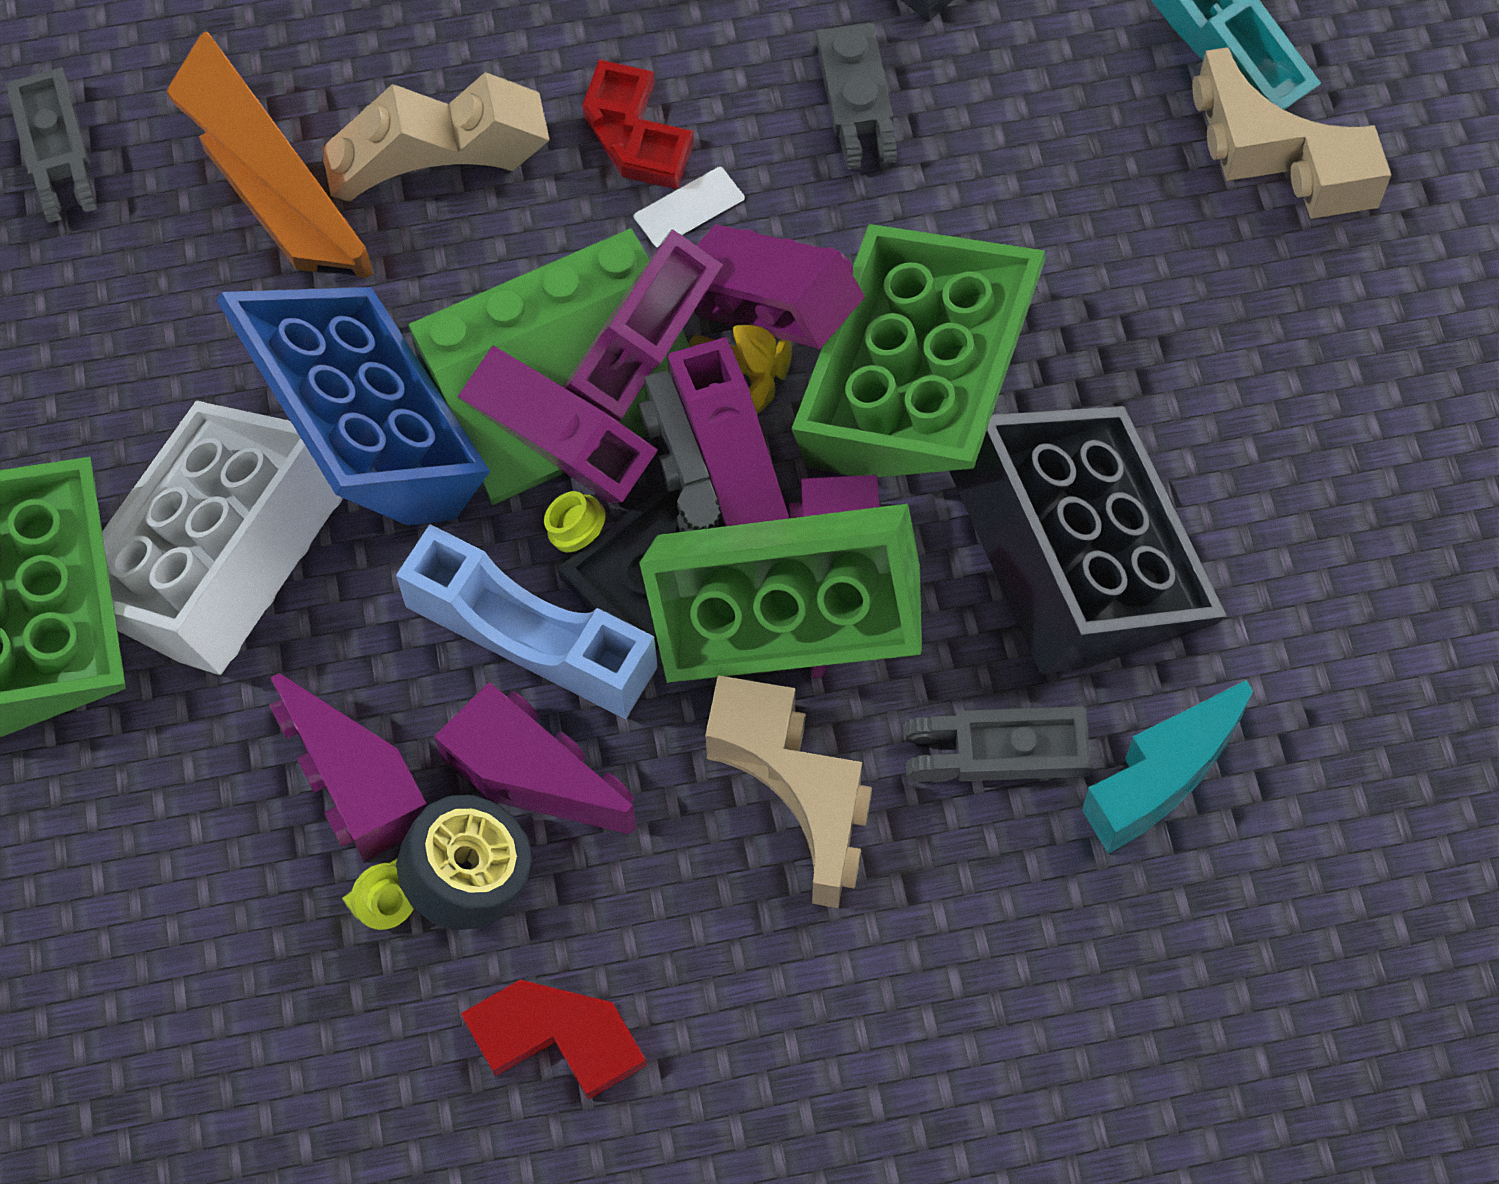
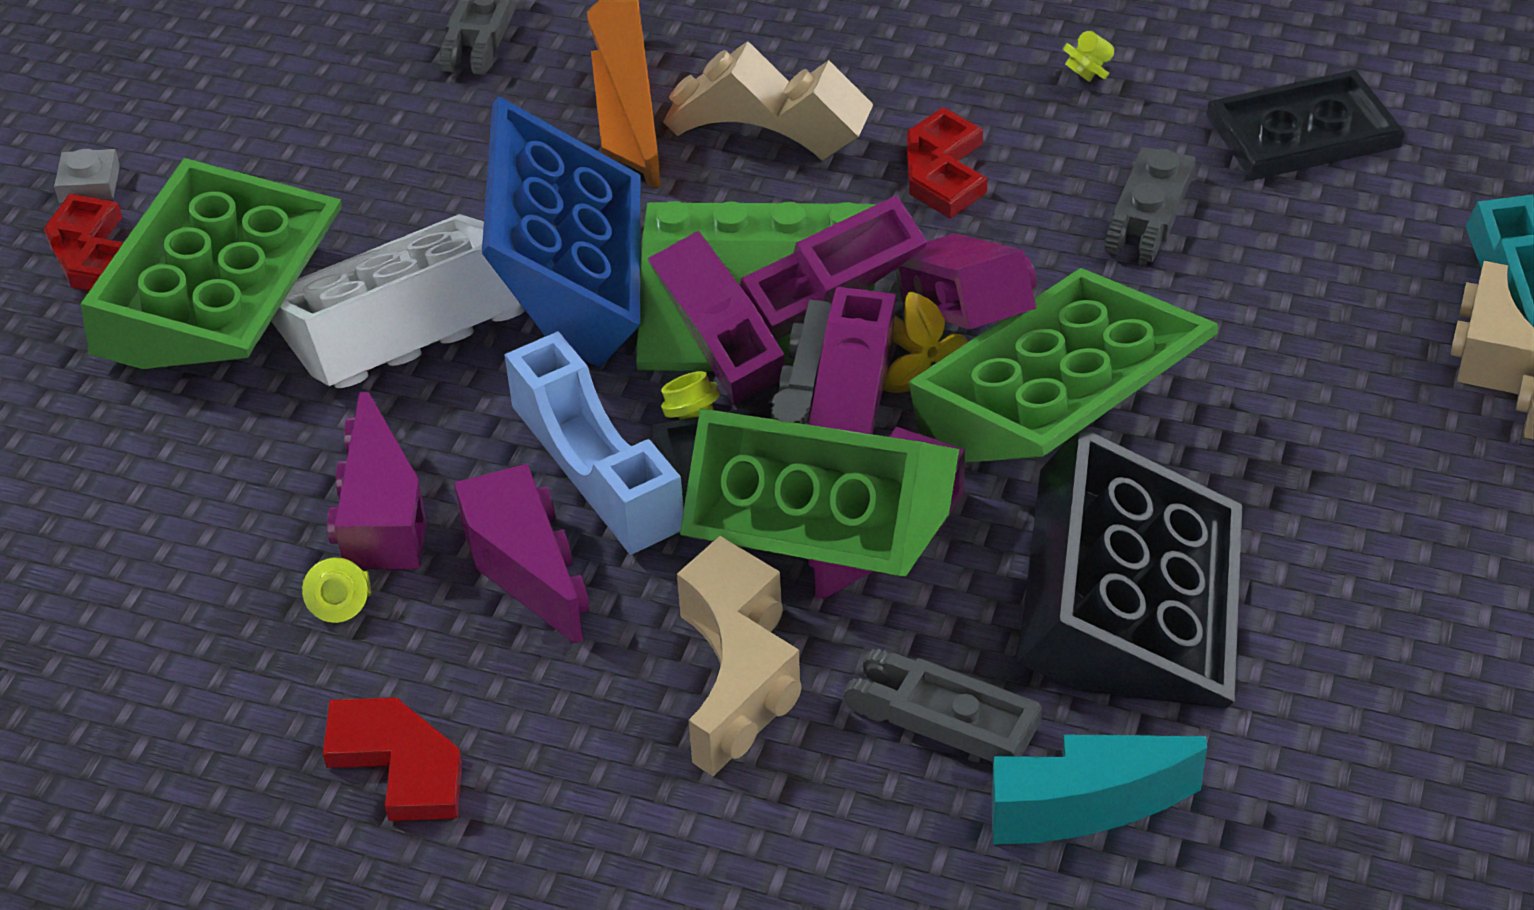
camera: 30 degrees right, 20 degrees down
(462, 831) = (412, 586): wheel -> none
(689, 206) = (979, 227): white sticker -> none

